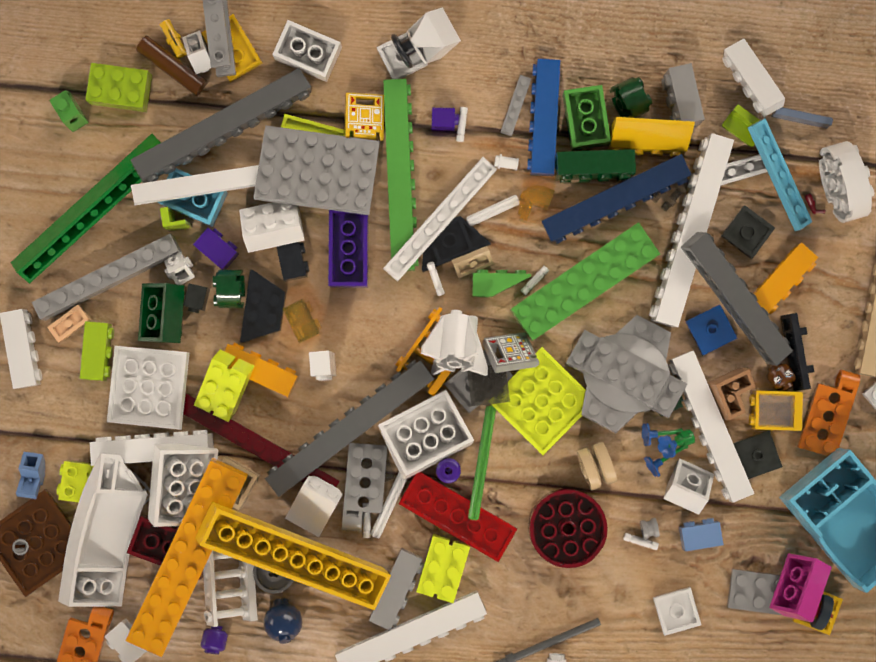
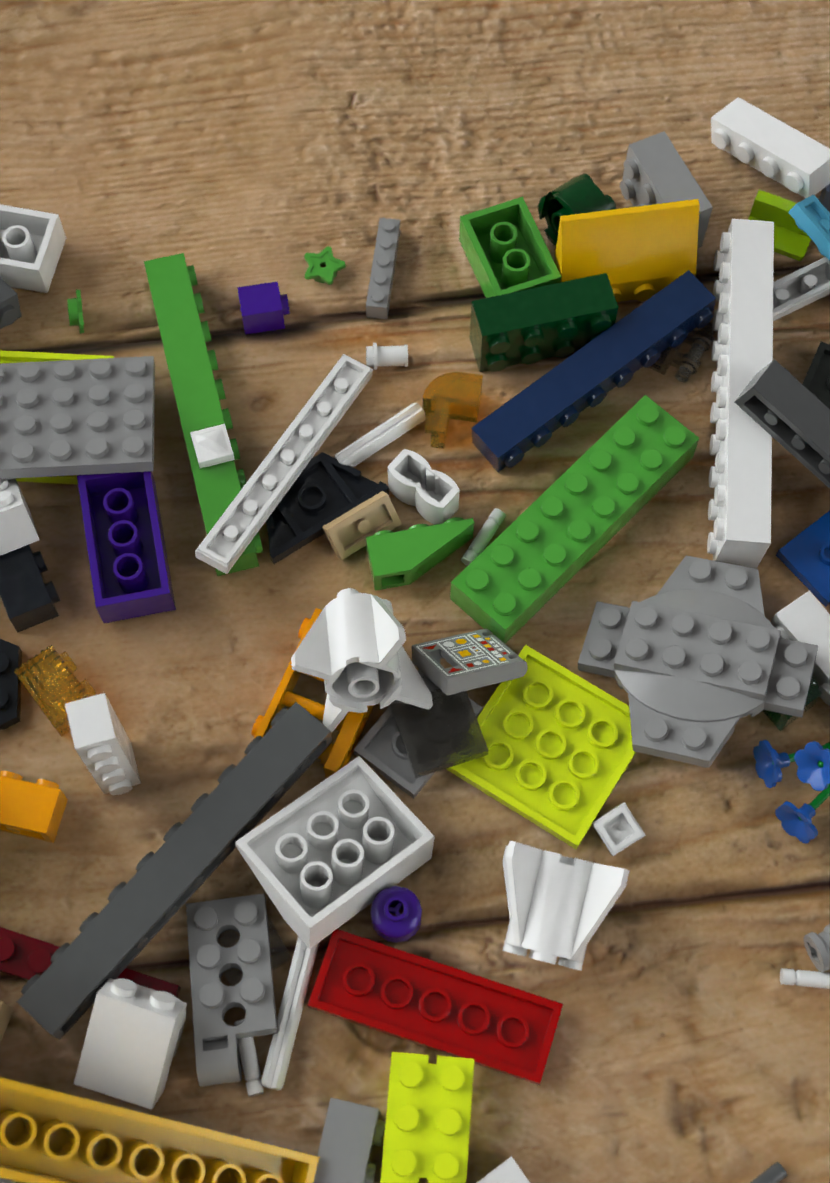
camera: 15 degrees left, 20 degrees down
(341, 99) = (75, 311): none -> bright green plate
(364, 119) = (119, 329): yellow container -> none
(393, 61) = (172, 227): white plate -> none
(402, 204) = (212, 446): none -> white tile
(429, 37) = (214, 181): white piece -> none
(435, 278) = (299, 566): white wheel -> none
(462, 124) = (296, 314): white wheel -> none
(482, 92) = (325, 274): none -> bright green plate
(482, 462) = (461, 889): bright green axle -> none
(505, 245) = (420, 486): none -> white brick
(525, 483) = (556, 903): none -> white brick
(545, 117) = (438, 276): blue brick -> none
(547, 525) = (656, 1020): dark red brick -> none
(565, 450) = (618, 829): none -> white tile
(595, 466) = (690, 839): tan wheel -> none

